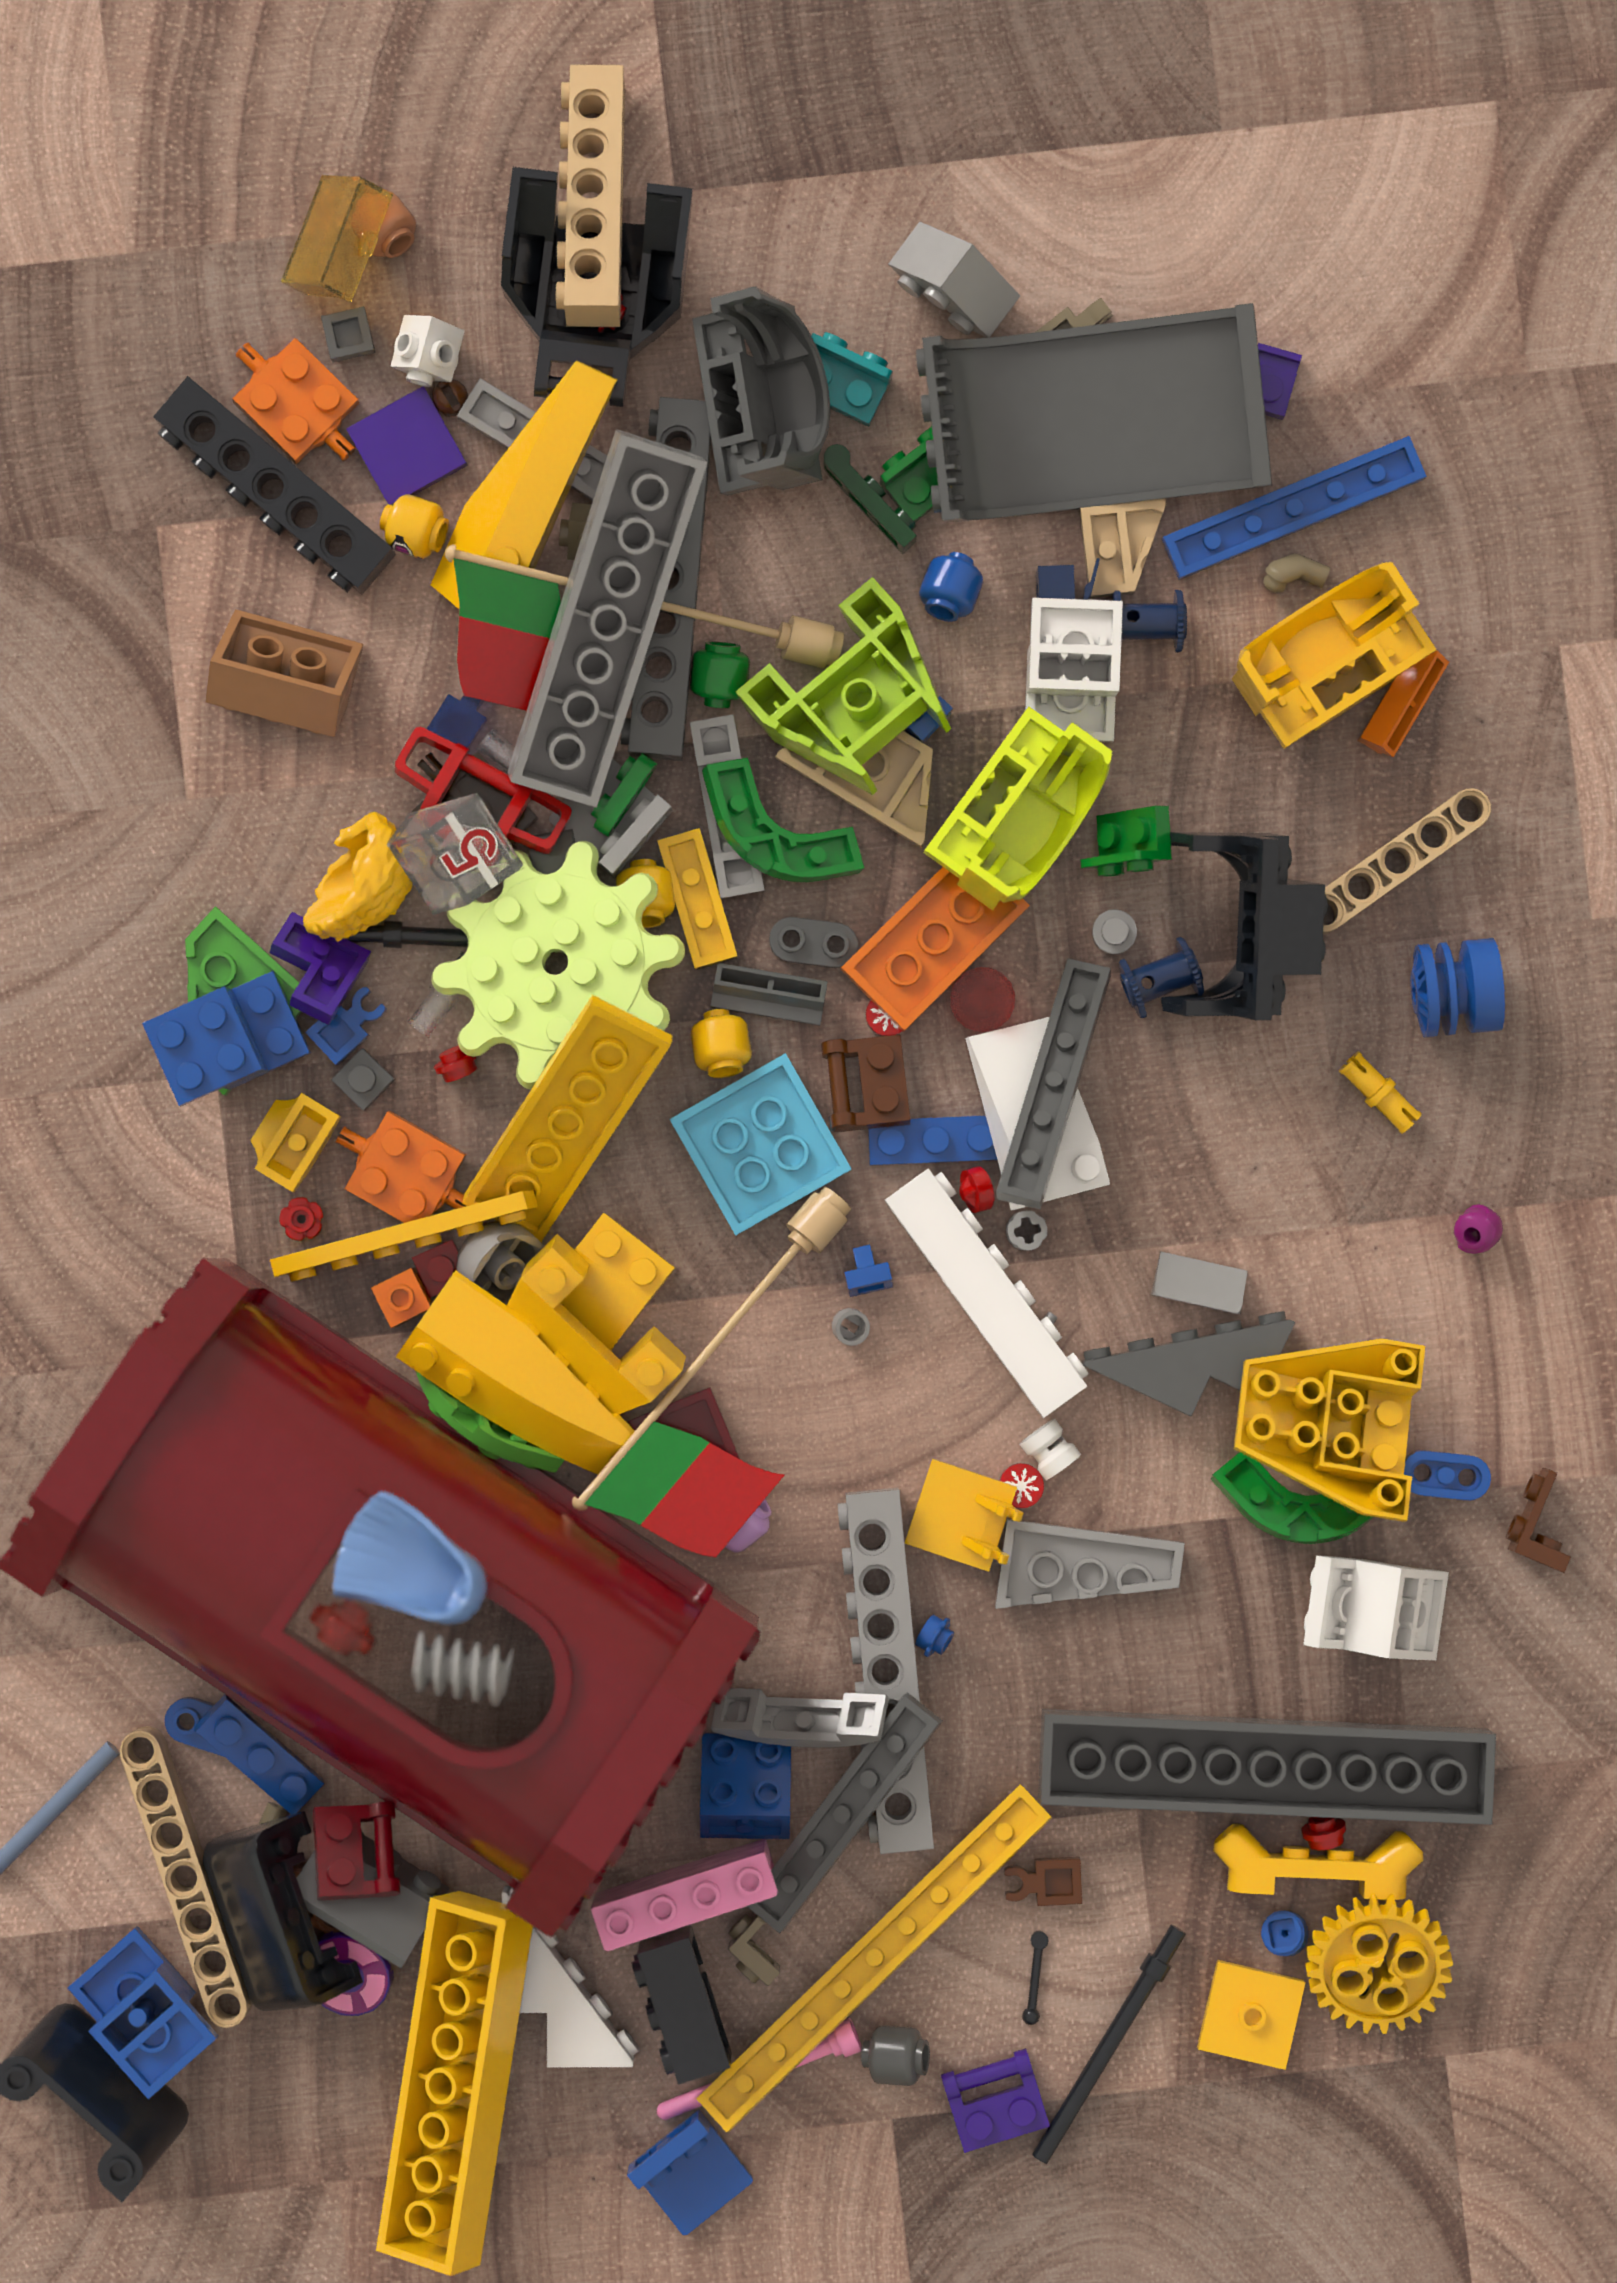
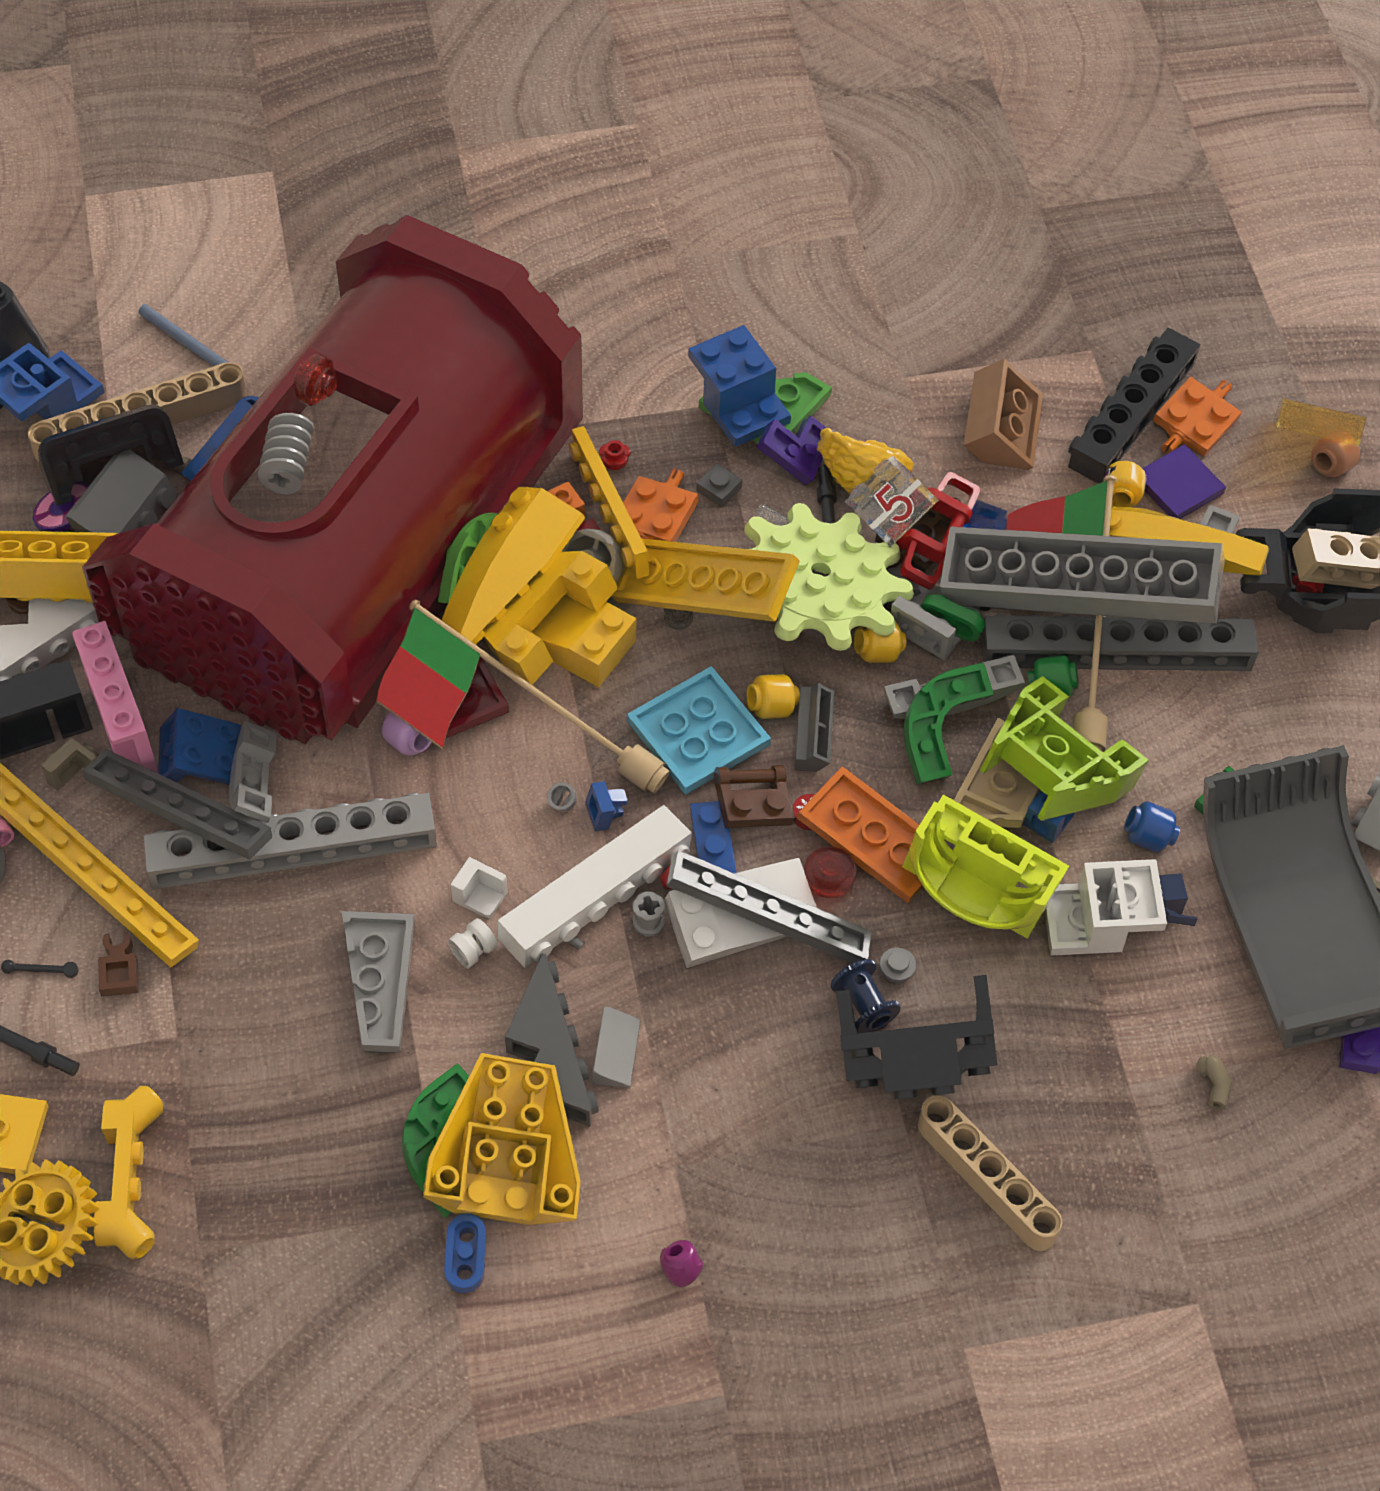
camera: 85 degrees right, 30 degrees down
(292, 1139) = (668, 445): yellow slope -> none
(341, 1855) = (149, 480): dark red plate -> none
(345, 1030) = (755, 467): blue plate -> none
(348, 334) = (1251, 441): dark grey plate -> none
(407, 1564) = (361, 420): medium blue hair -> none
(427, 349) = (1262, 488): white brick -> none
(441, 401) = (1227, 501): reddish brown hinge -> none
(455, 1064) = (736, 534): red plate -> none
(697, 899) = (868, 679): yellow plate -> none
(764, 401) = (1262, 675): dark grey piece -> none
(813, 942) = (860, 754): dark grey plate -> none
(853, 380) = (1297, 736): teal bracket -> none
(868, 497) = (1213, 761): dark green plate -> none
(935, 1636) = (319, 871): blue plate -> none
(962, 1515) = (416, 884): yellow plate -> none
(973, 1437) = (479, 888): none -> white panel
(1028, 1483) = (440, 927): red tile -> none
(1122, 540) = (1211, 945): tan wing -> none
(1131, 841) = (971, 958): green bracket -> none
(1155, 620) = (1156, 979): dark blue hose -> none
(1266, 1766) = (210, 1126): dark grey brick -> none
(1285, 1933) = (69, 1149): blue tile -> none
(1294, 507) = (1270, 1075): blue plate -> none
(1324, 1832) = (155, 1175): red plate -> none
(1332, 653) = (1145, 1094): yellow piece -> none
(1375, 1608) = (347, 1195): white bracket -> none
(1380, 1092) = (791, 1176): yellow pin -> none
(1402, 705) = (1130, 1162): orange piece -> none
(1465, 987) = (888, 1221): blue wheel -> none
(1521, 1527) = (403, 1339): reddish brown bracket -> none

